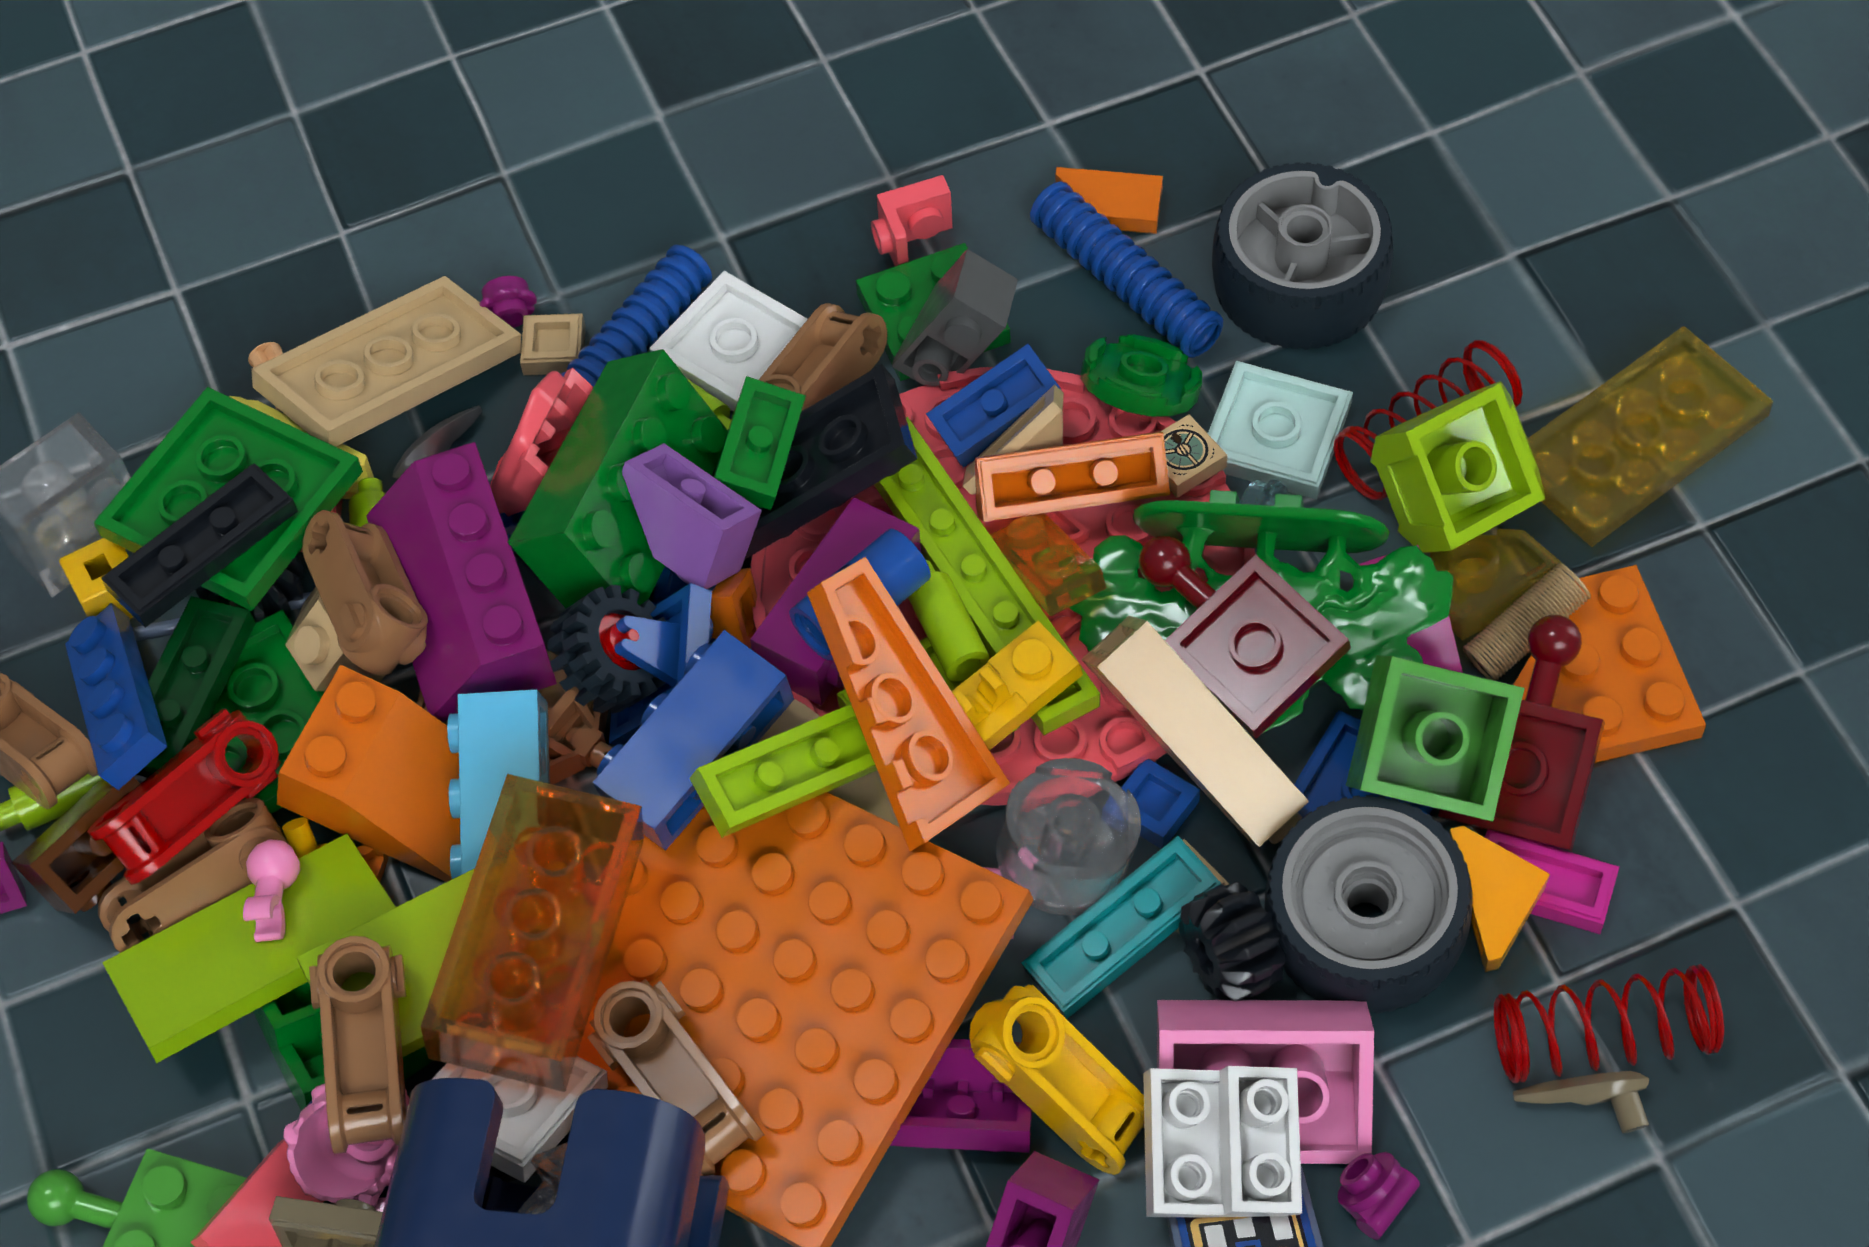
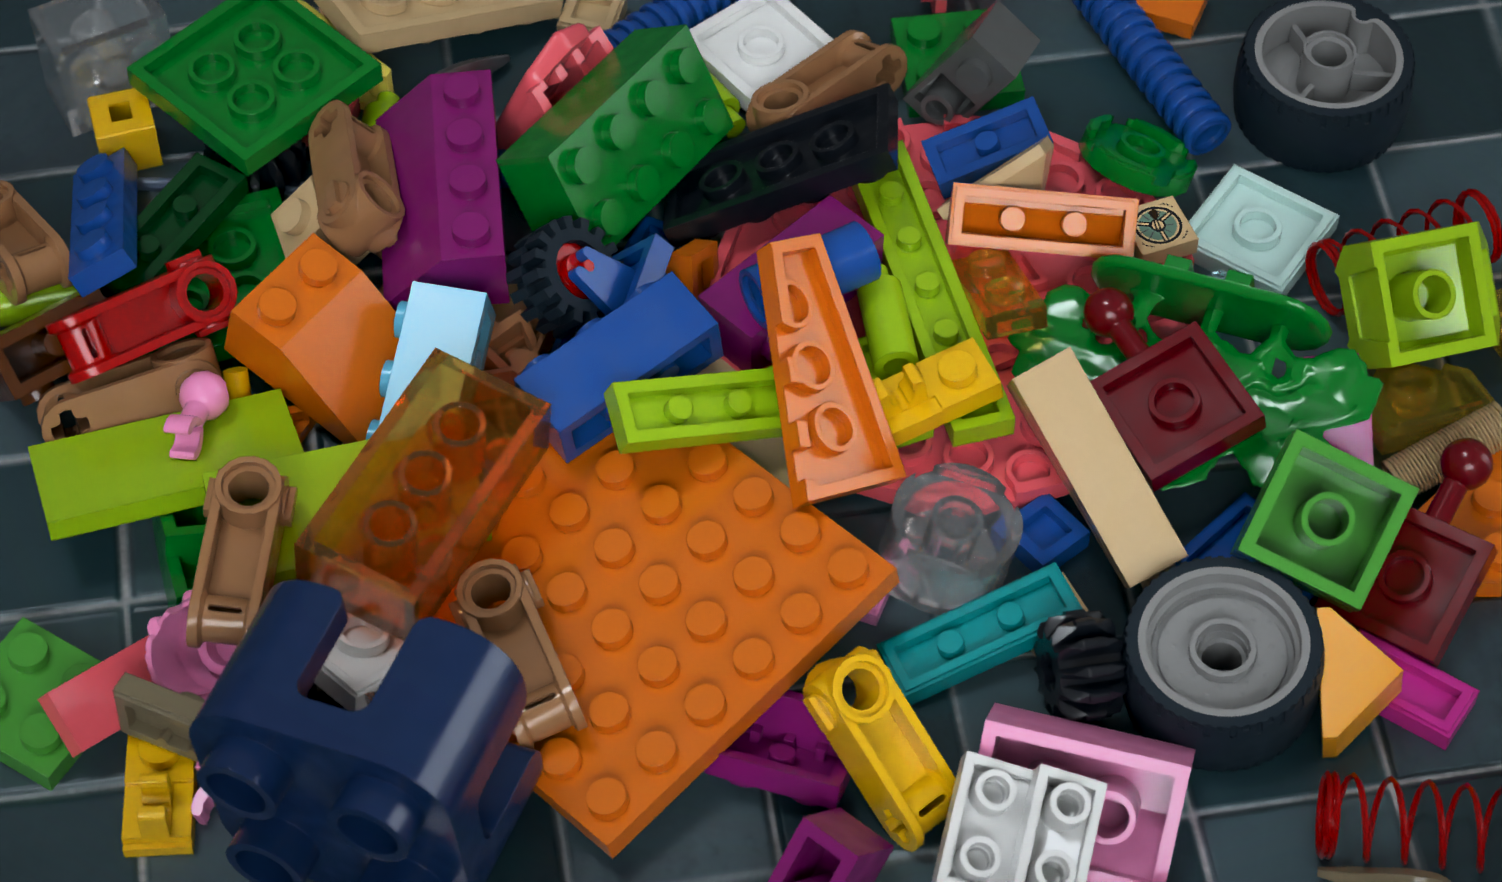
camera: 10 degrees right, 5 degrees down
(199, 545) = (215, 105): black tile -> none
(689, 516) = (671, 177): medium lavender slope -> none
(759, 441) = (750, 130): green panel -> none

